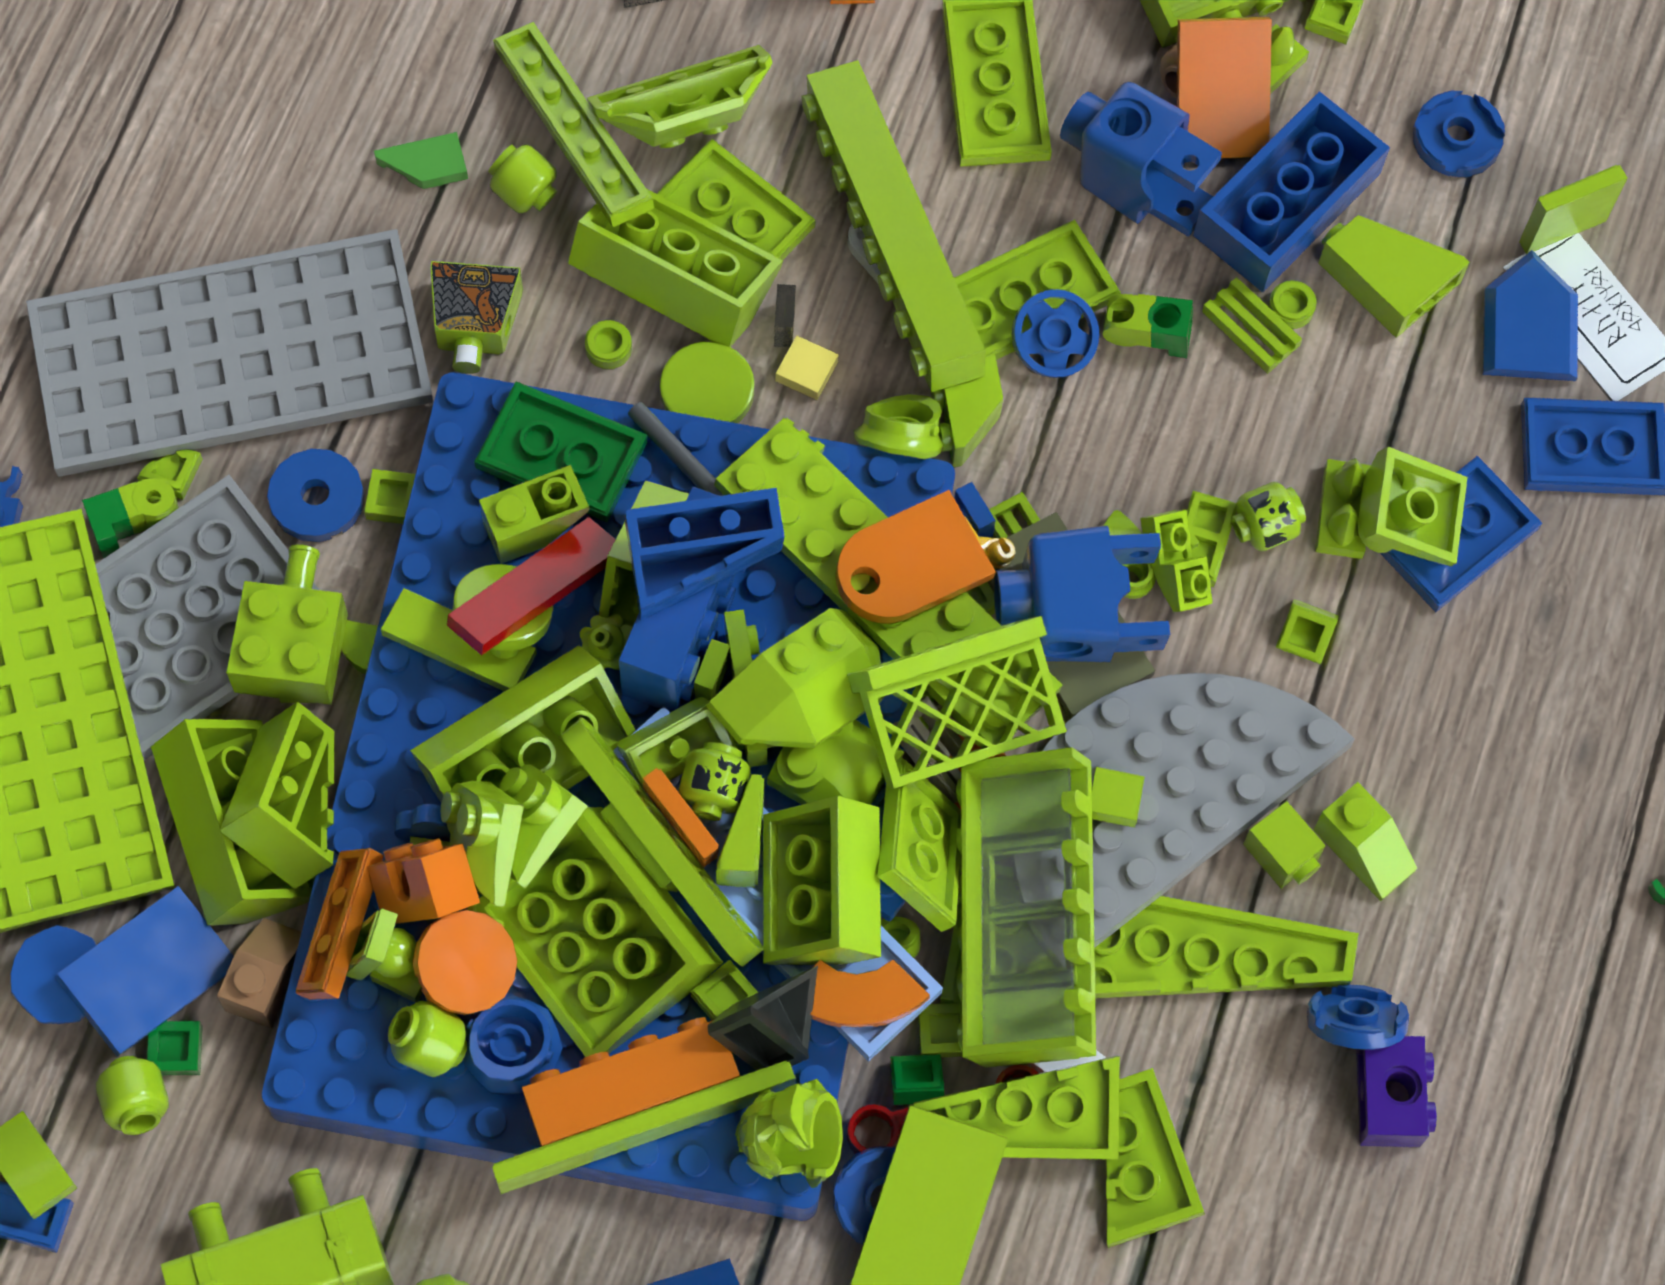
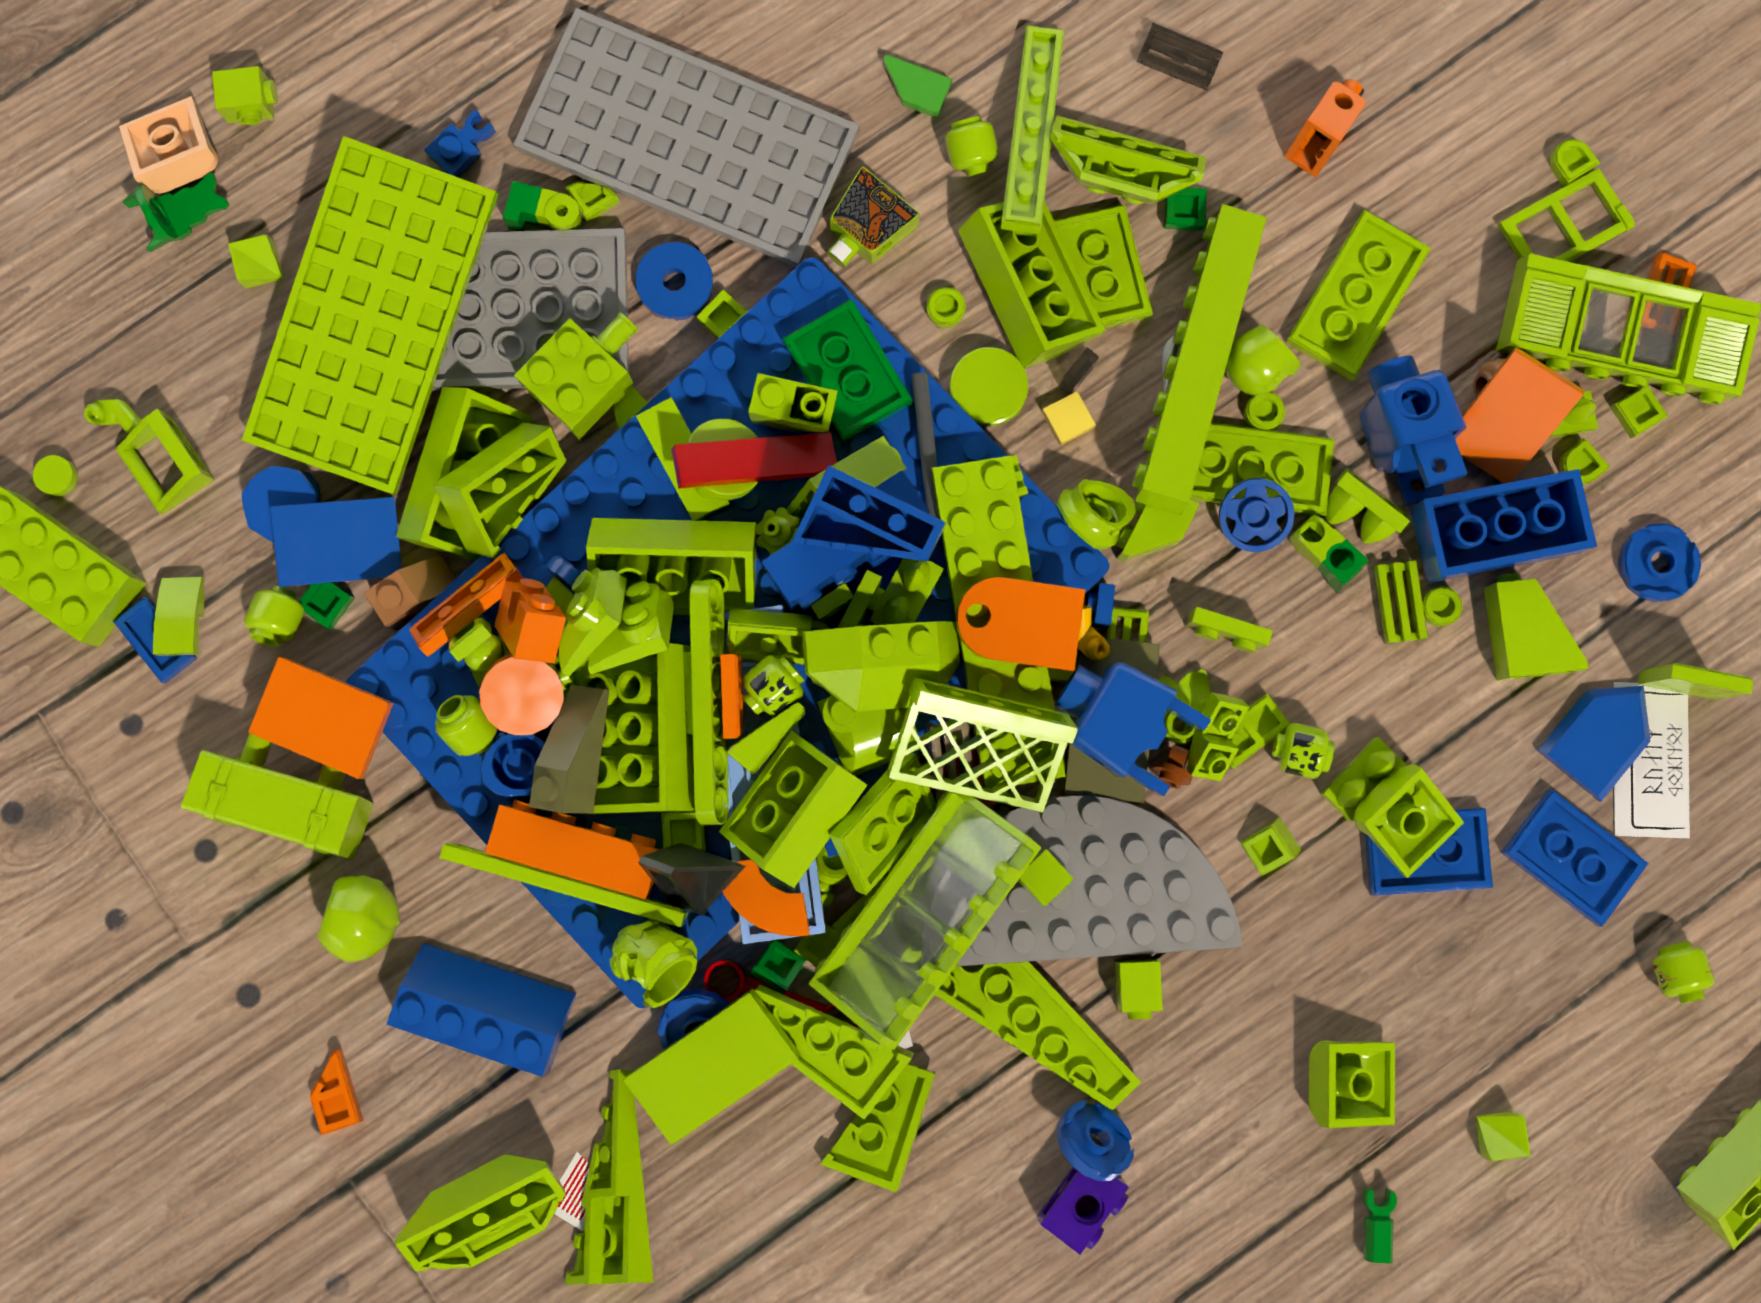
camera: 35 degrees right, 15 degrees up
(263, 1145) = (320, 717): none -> orange tile
(559, 988) = (570, 758): none -> olive slope
(774, 108) = (1186, 210): none -> green tile
(775, 605) = (907, 592): none -> lime tile
(953, 191) = (1260, 361): none -> lime helmet
(989, 238) = (1264, 411): none -> lime tile
(1097, 458) = (1212, 625): none -> lime plate
(1132, 261) = (1354, 494): none -> lime tile
(1158, 611) = (1174, 770): none -> dark orange plate
(1314, 81) = (1586, 459): none -> lime tile
(1366, 841) = (1196, 1022): lime slope -> none
(1556, 791) = (1352, 1083): none -> lime slope

